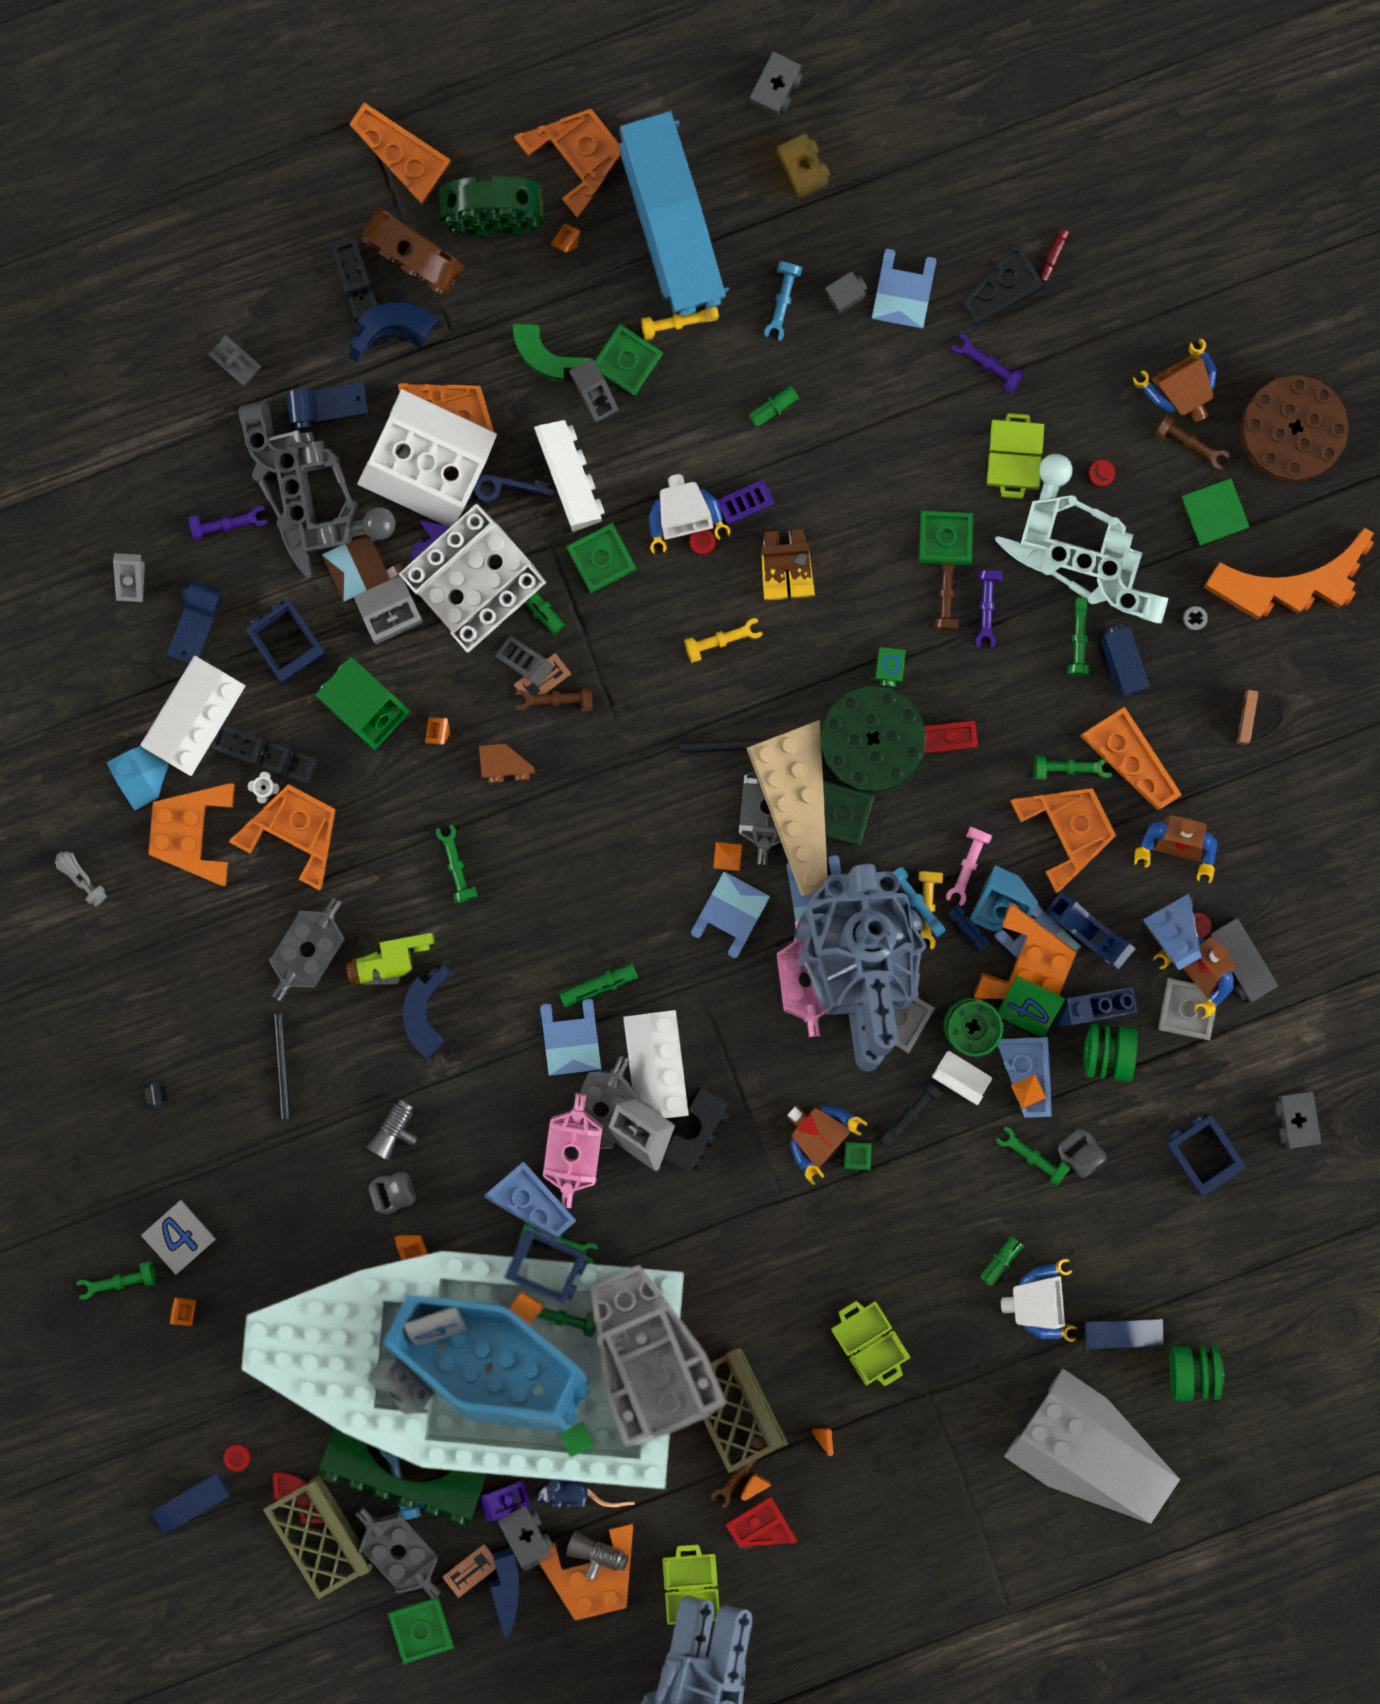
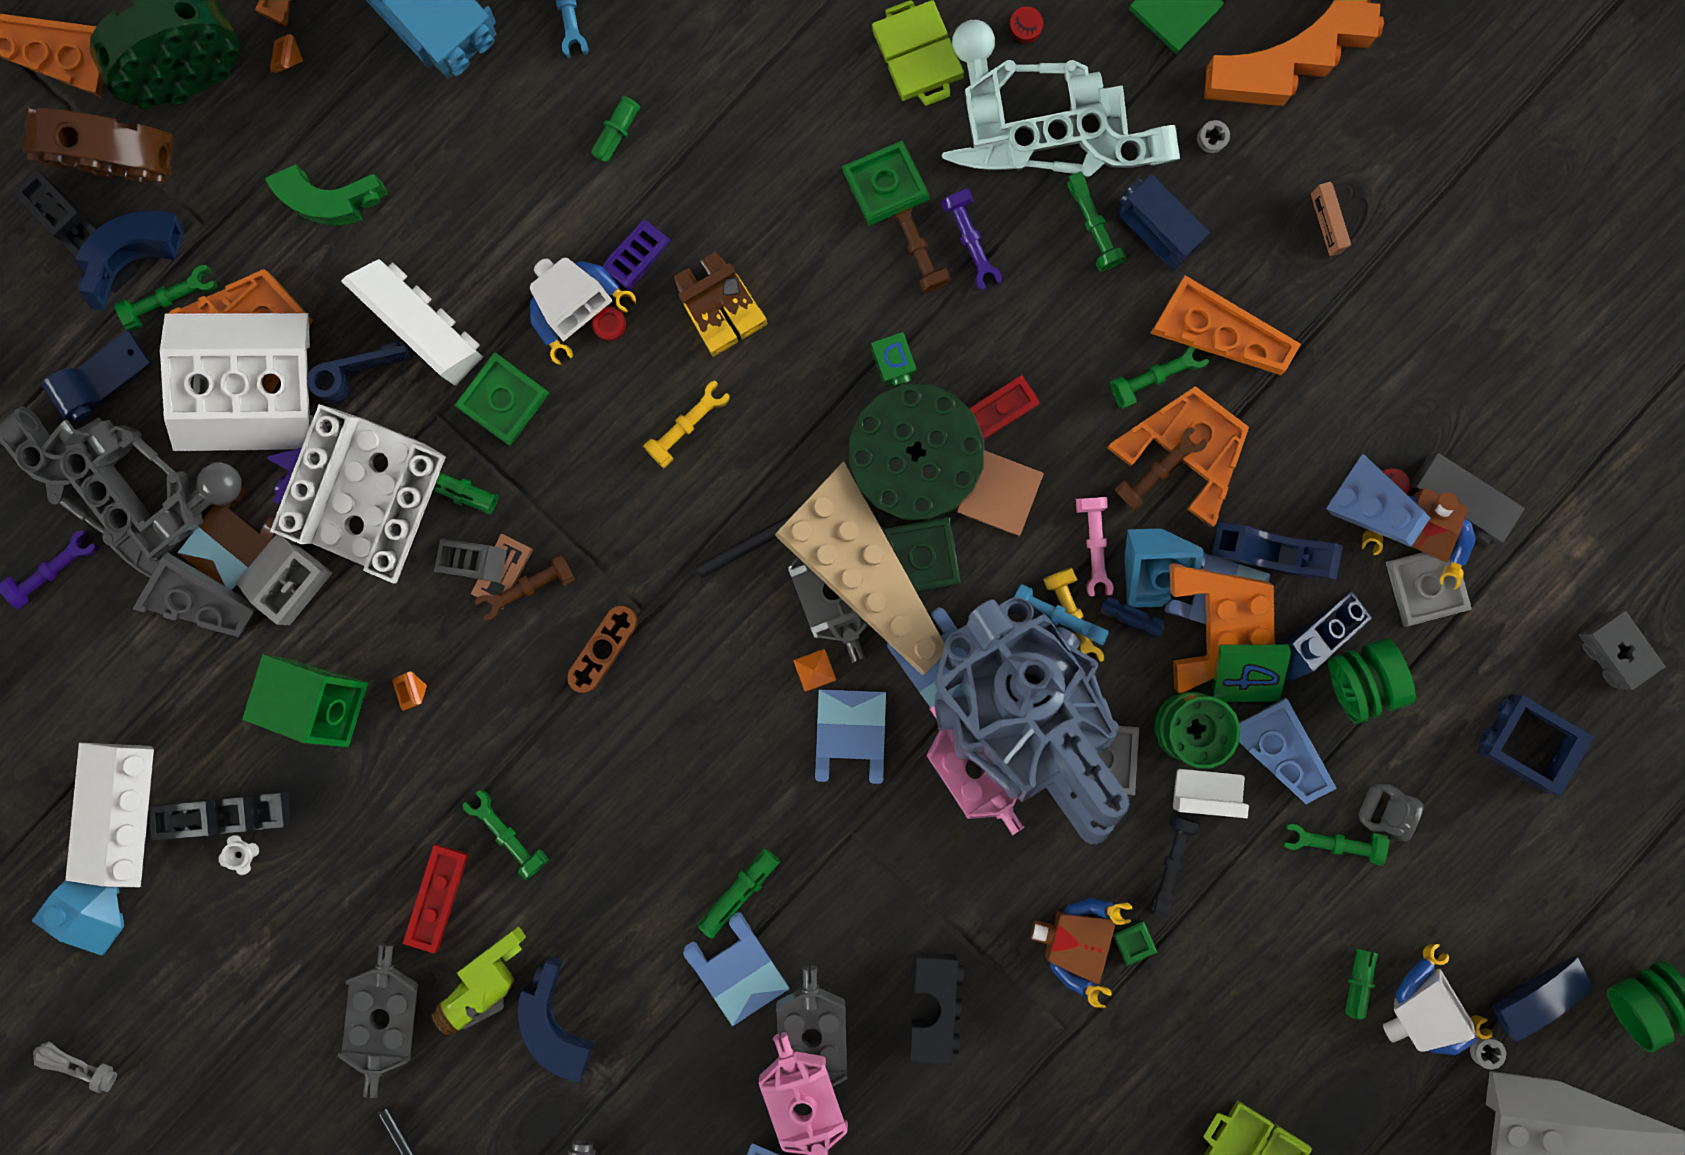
camera: 30 degrees left, 0 degrees up
(179, 827) = (165, 953): orange wing -> none
(195, 622) = (68, 700): dark blue door -> none
(298, 821) = (297, 874): orange wing -> none
(301, 663) = (210, 690): dark blue window -> none
(321, 593) = (192, 596): none -> dark grey wing
(371, 369) = (130, 313): none -> green piece
(386, 885) = (435, 898): none -> red plate
(501, 761) = (500, 689): dark orange slope -> none
(566, 773) = (595, 674): none -> dark orange beam
(593, 390) = (394, 207): dark grey brick -> none
(627, 360) = (421, 159): green tile -> none
(641, 1132) = (872, 1044): light grey slope -> none
(656, 1062) = (852, 954): white slope -> none
(677, 322) = (488, 63): yellow piece -> none
(920, 797) = (1002, 494): none -> nougat tile
(1028, 1091) = (1296, 772): orange slope -> none
(1038, 835) = (1159, 471): none -> reddish brown piece
(1060, 1358) = (1499, 1054): none -> light grey bush
(1182, 839) = (1325, 394): torso -> none

